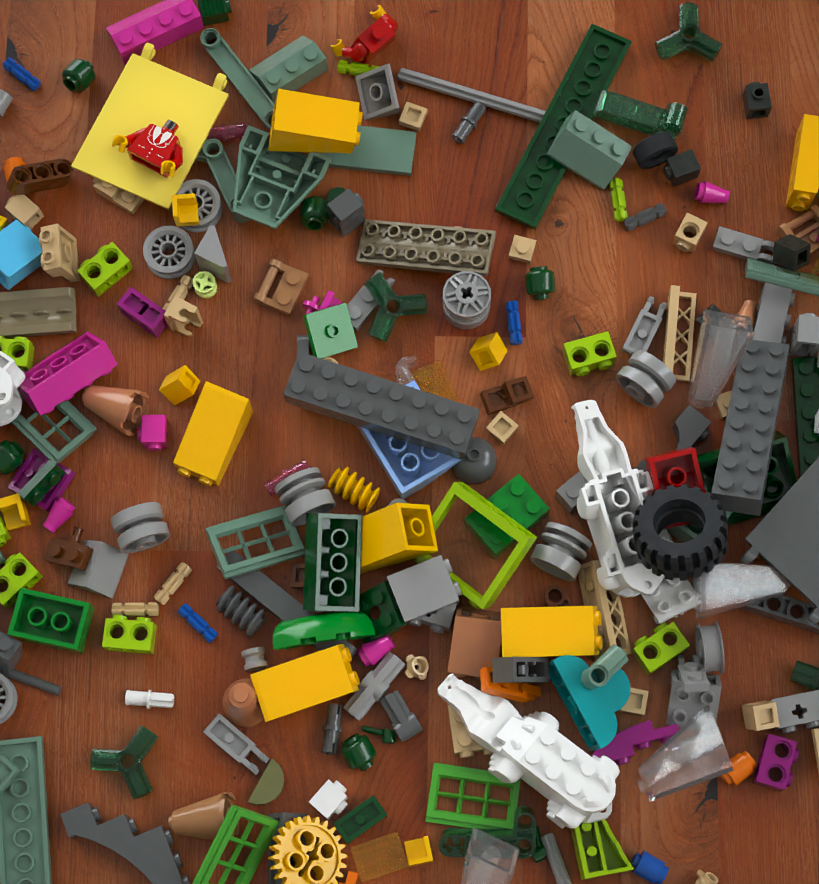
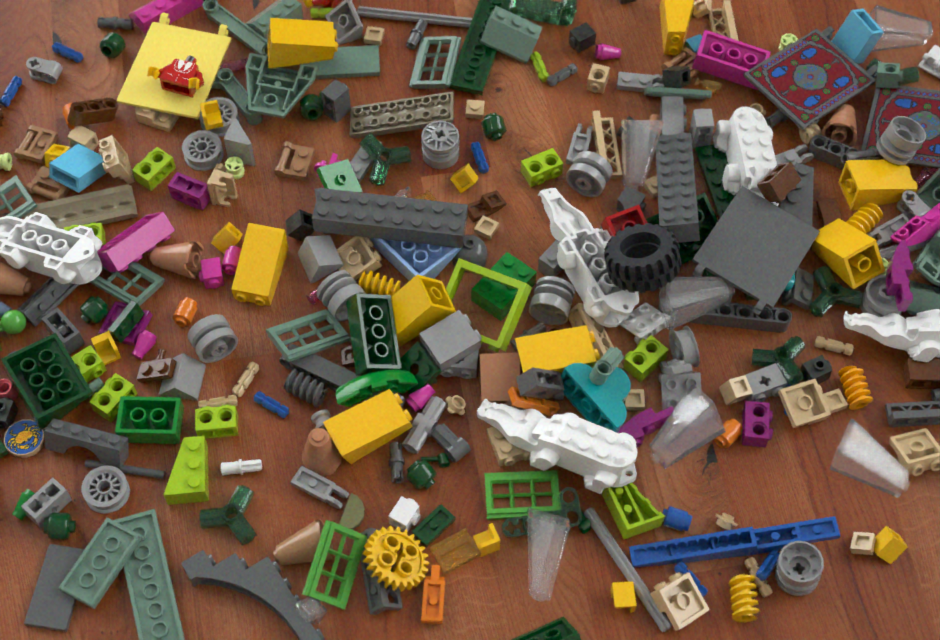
camera: 15 degrees left, 15 degrees down
(87, 40) = (115, 23): none -> dark grey pin
(89, 697) = (190, 473): none -> lime wedge
(114, 480) = (185, 312): none -> orange brick
(180, 418) = (231, 260): none -> dark pink brick
(270, 385) = (299, 225): none -> pearl dark grey brick
(288, 434) = (319, 257): none -> light grey slope
(333, 444) = (359, 256): none -> tan plate
(470, 154) = (451, 56): none -> sand green piece
(523, 590) = (537, 329): none -> dark grey axle
(655, 150) = (558, 28): black tyre -> none

